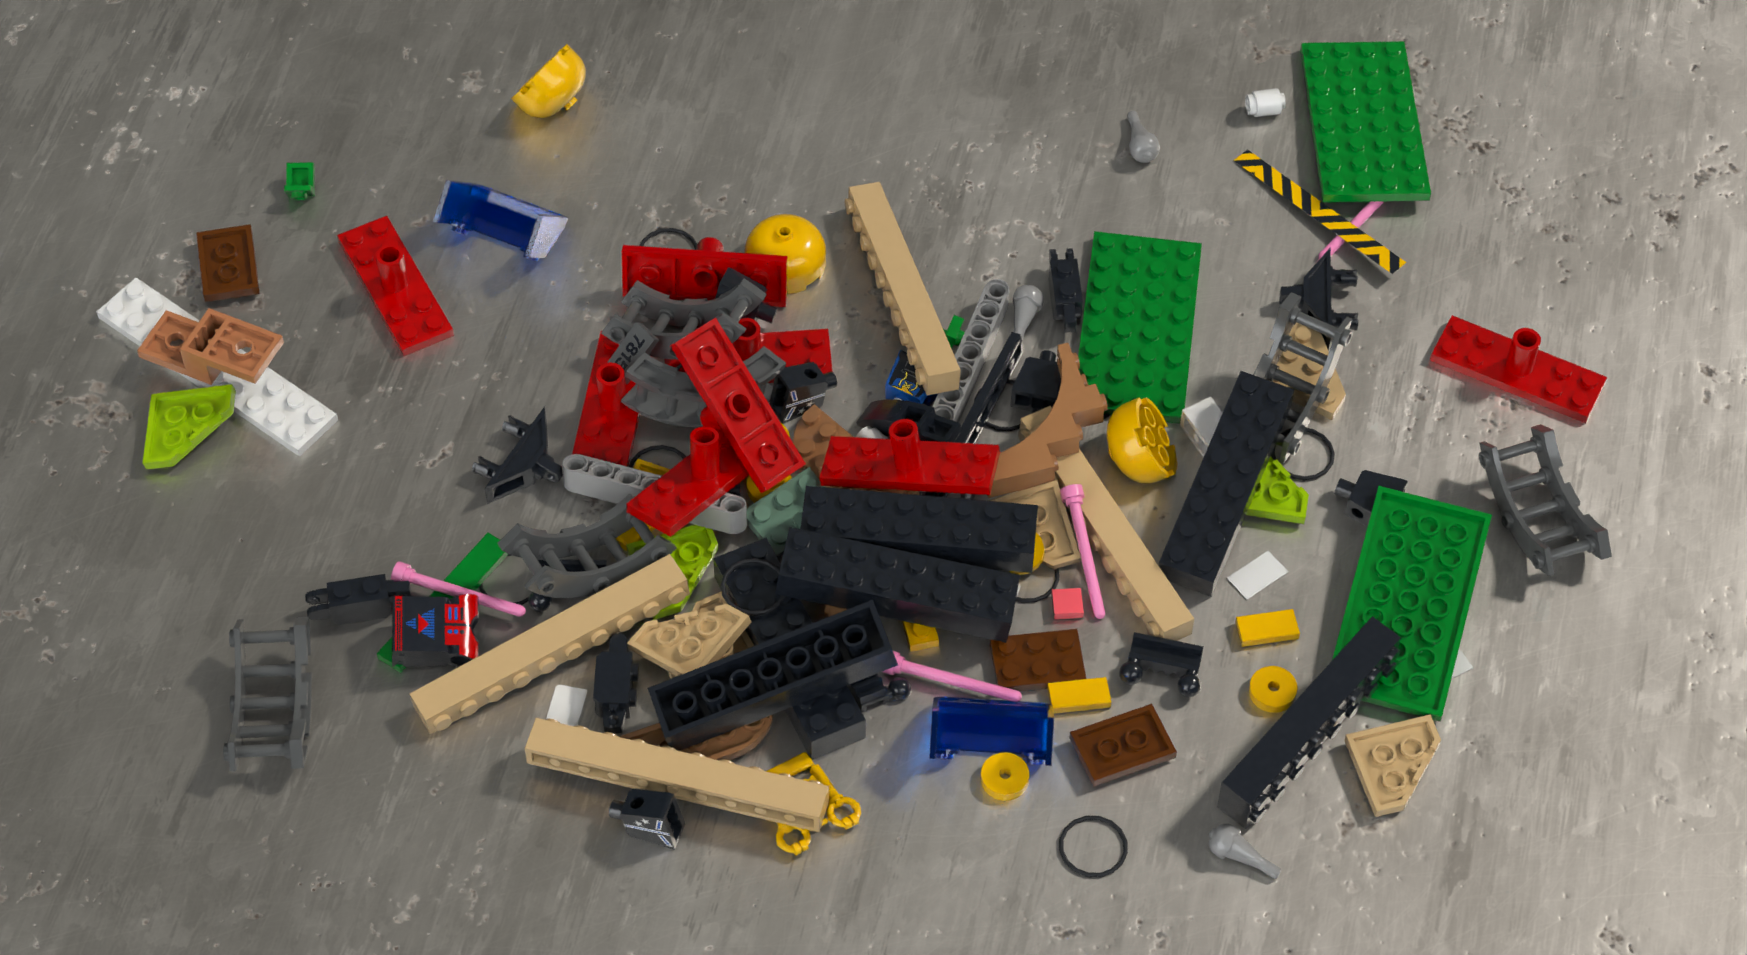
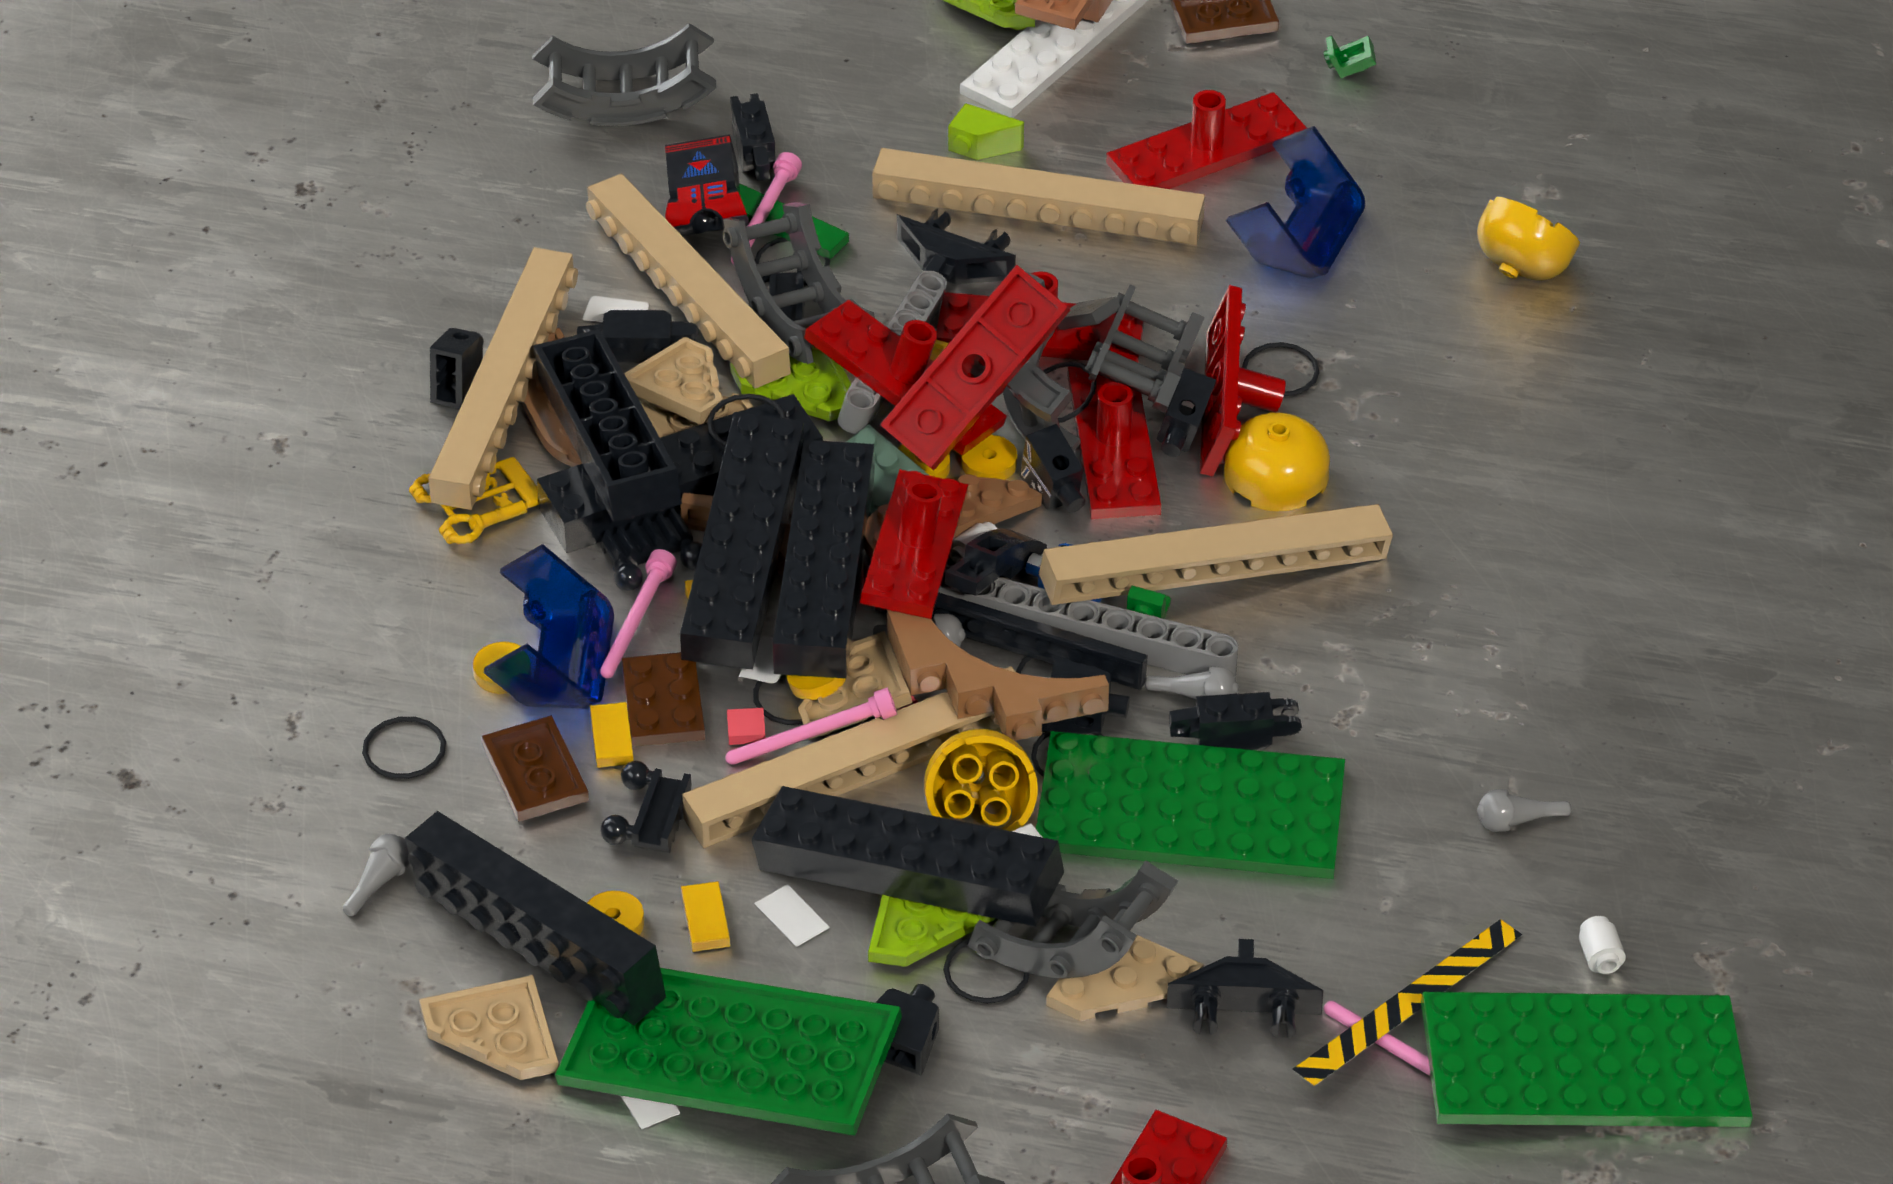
camera: 90 degrees right, 10 degrees down
(368, 435) = (984, 133): none -> lime slope
(456, 400) = (1038, 196): none -> tan brick

